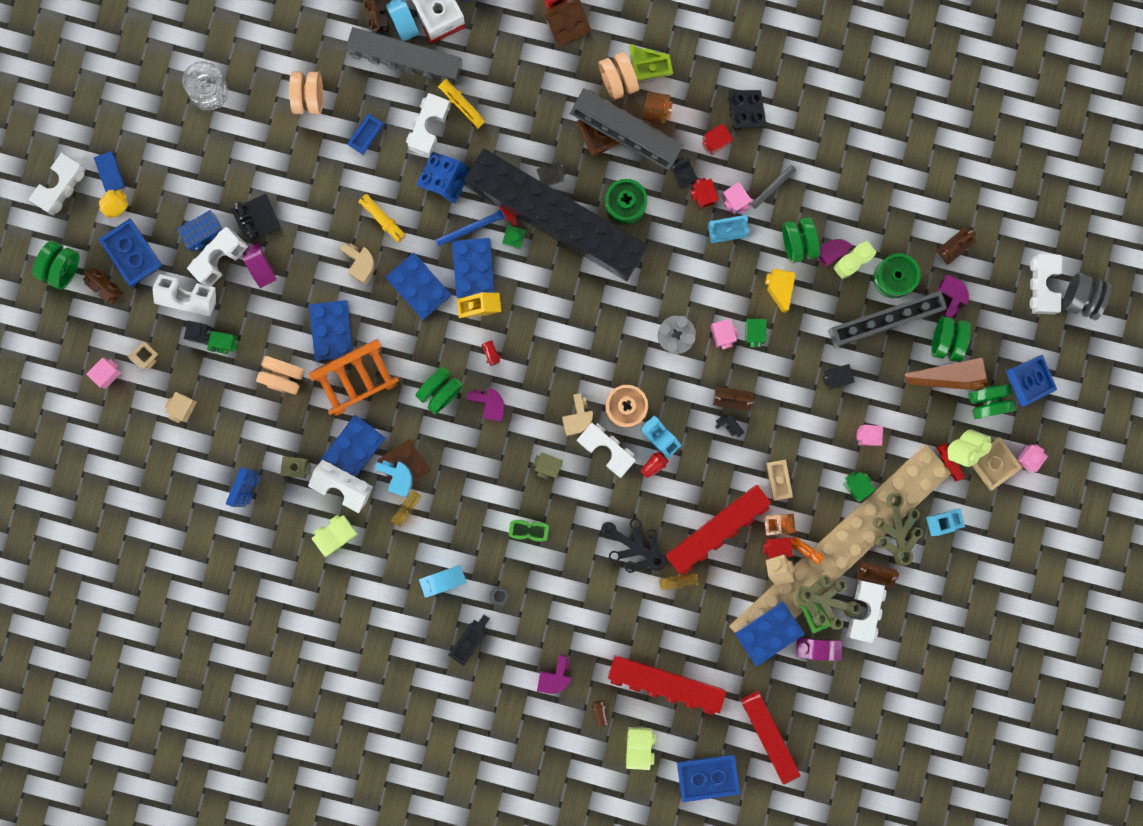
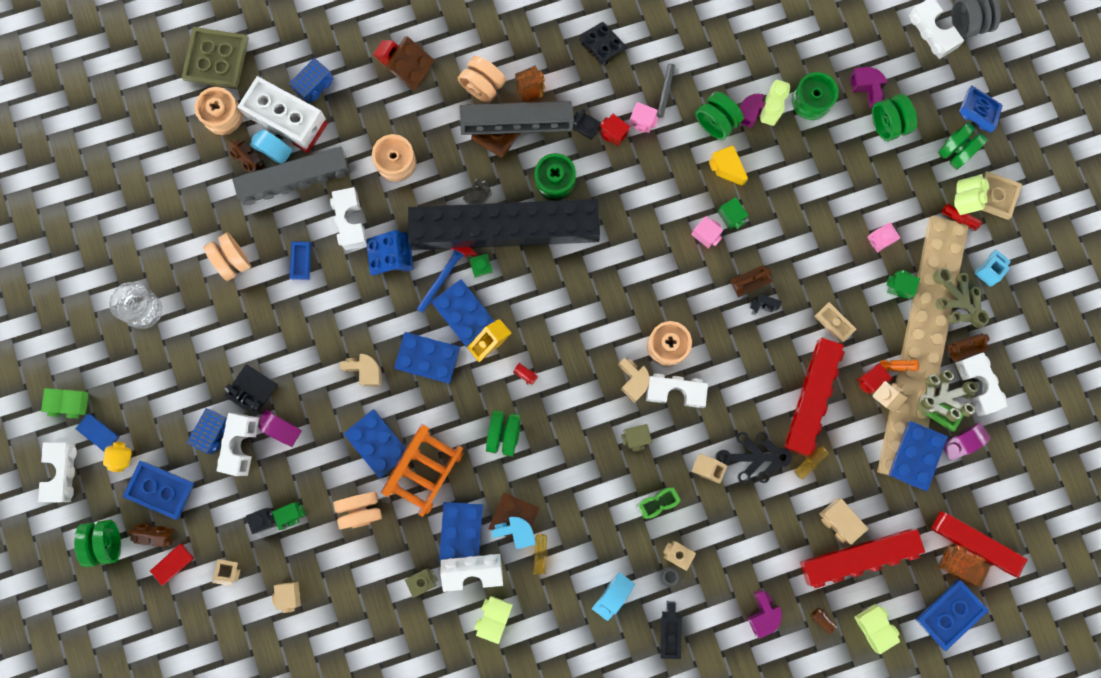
camera: 30 degrees left, 5 degrees down
(98, 129) = (64, 402): none -> bright green brick
(104, 320) = (171, 564): none -> red tile
(104, 372) = (199, 610): bright pink brick -> none
(169, 293) = (216, 503): white arch -> none
(242, 487) = (386, 630): blue plate -> none
(387, 224) = (360, 321): yellow pin -> none
(456, 97) = (365, 183): yellow pin -> none
(489, 93) = (393, 147): none -> light nougat wheel
(493, 402) = (555, 413): magenta brick -> none
(517, 583) = (679, 555): none -> tan brick
(589, 530) = (709, 468): none -> tan brick
(649, 64) = (501, 54): lime wing -> none
(654, 464) = (724, 377): red cone -> none
(660, 437) = (714, 351): medium azure brick -> none
(671, 646) = (843, 521): none -> tan brick
(682, 325) = (670, 269): light grey plate -> none
(716, 139) = (595, 80): red brick -> none
(728, 229) = (653, 146): medium azure hinge -> none
(745, 746) = (964, 566): none -> clear orange brick
(779, 524) = (862, 358): clear orange brick -> none
(838, 377) = (824, 207): black brick -> none
(887, 319) = (831, 135): dark grey brick -> none
(956, 245) = (843, 43): reddish brown hinge -> none
(959, 375) = (923, 141): wedge -> none
(1032, 457) = (1024, 171): bright pink brick -> none

